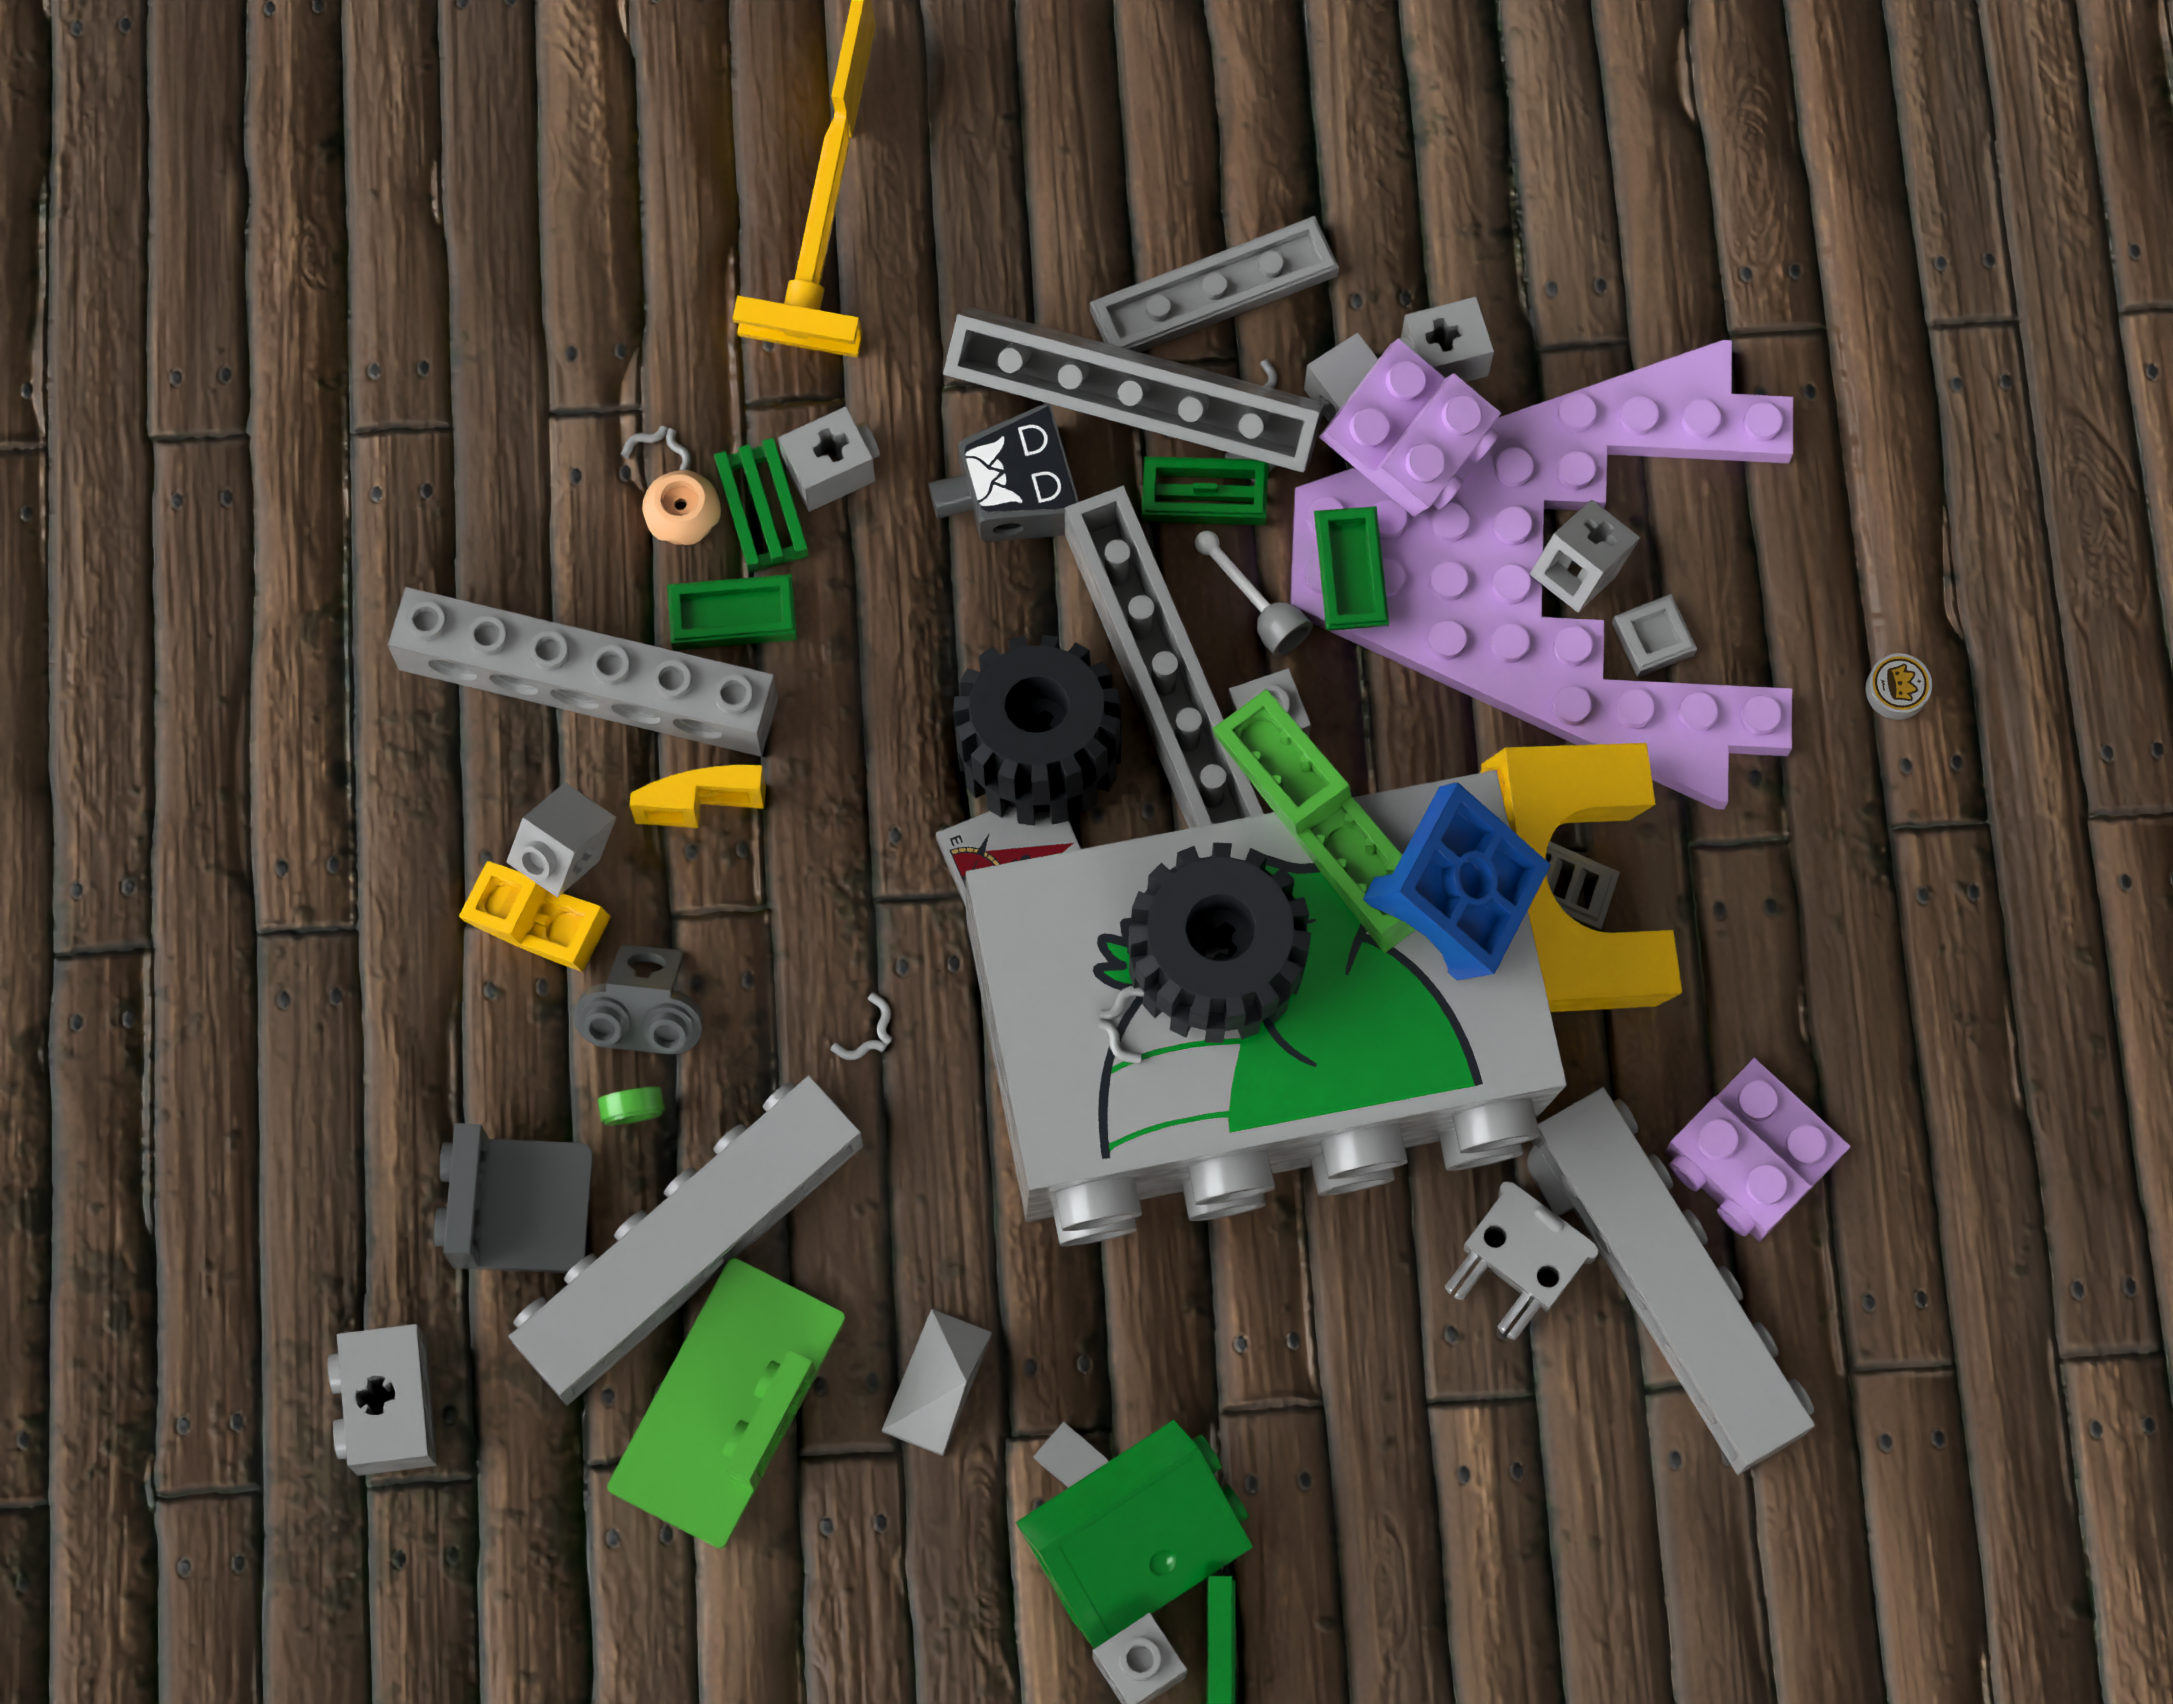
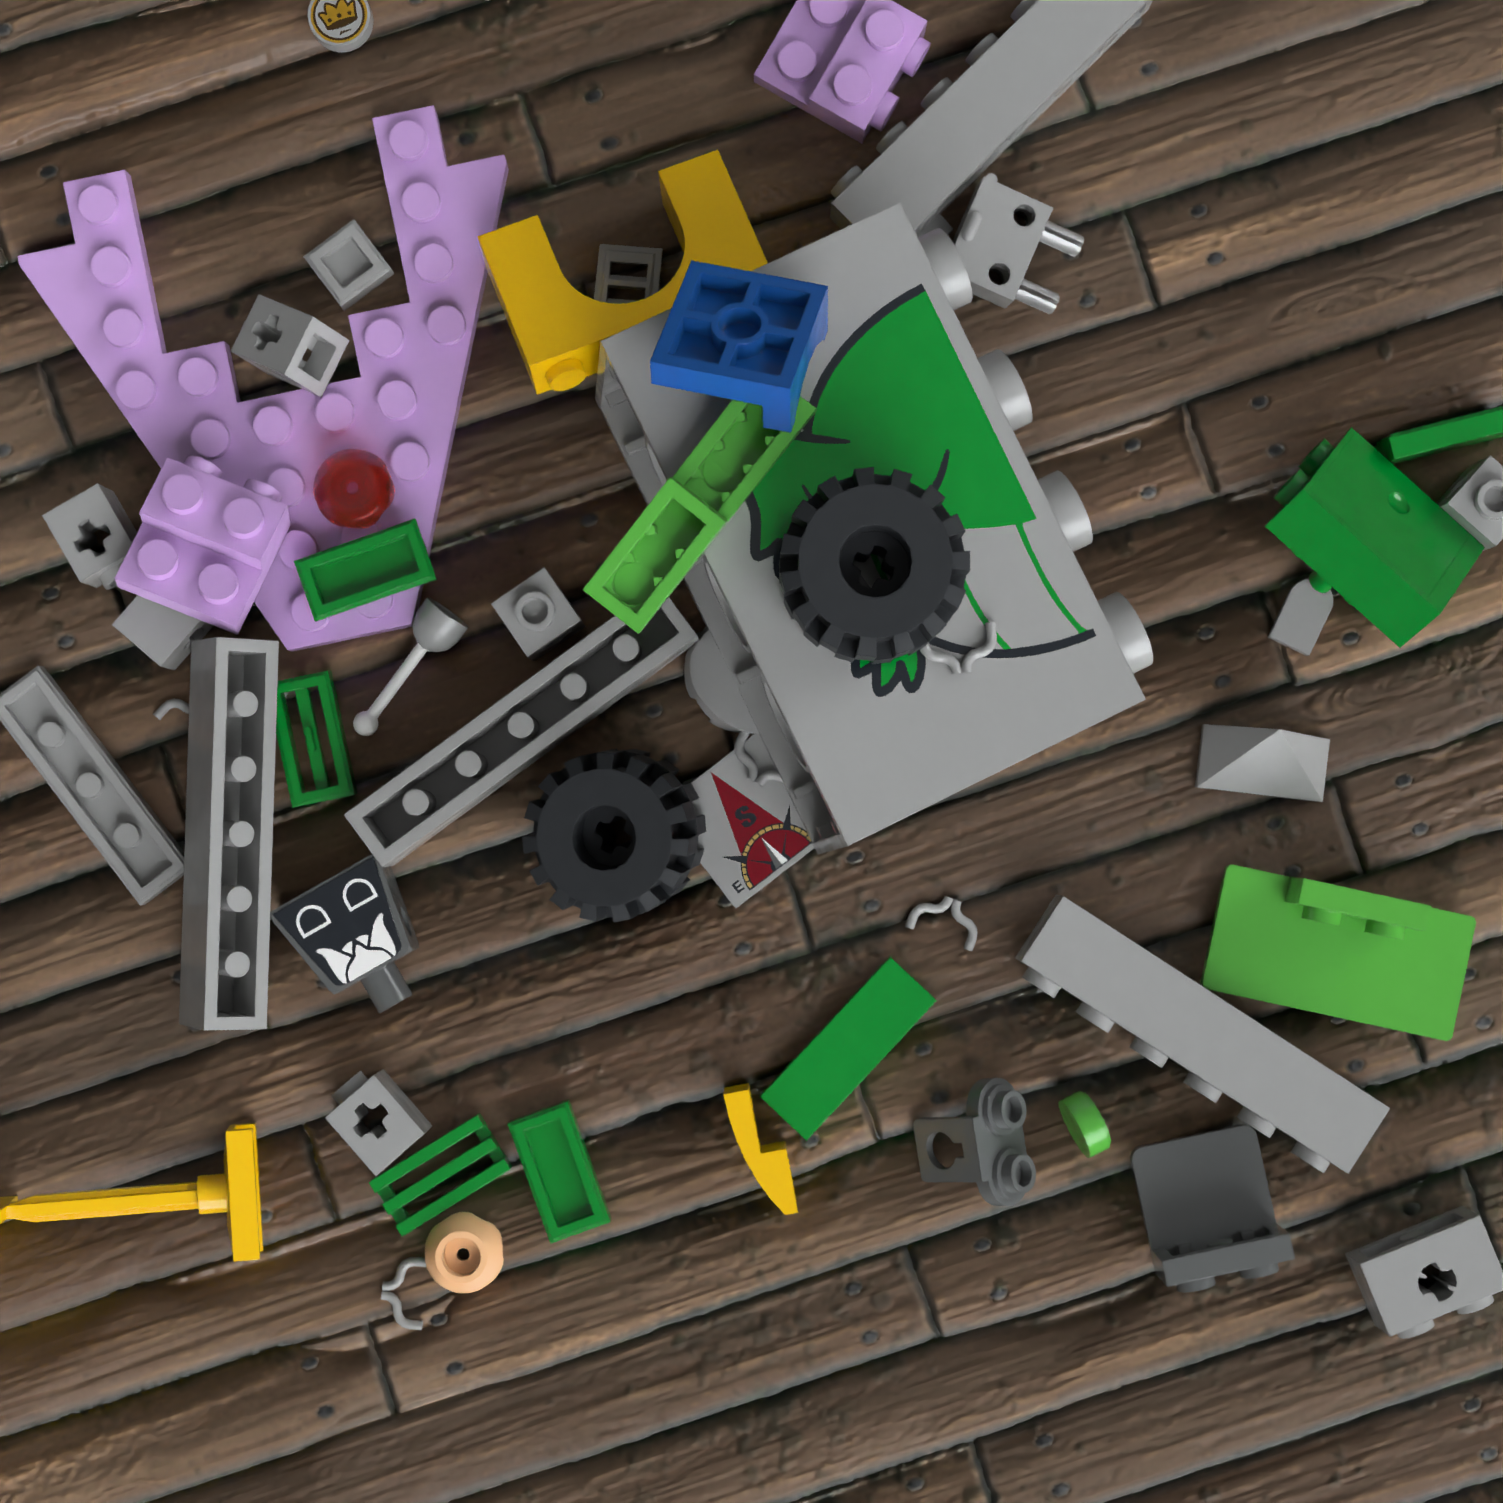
camera: 100 degrees left, 15 degrees up
(533, 918) = (919, 1272): yellow slope -> none
(561, 839) = (846, 1269): light grey brick -> none
(583, 671) = (666, 1301): light grey brick -> none
(771, 906) = (848, 1048): none -> green tile
(1428, 595) = (373, 494): none -> clear red plate

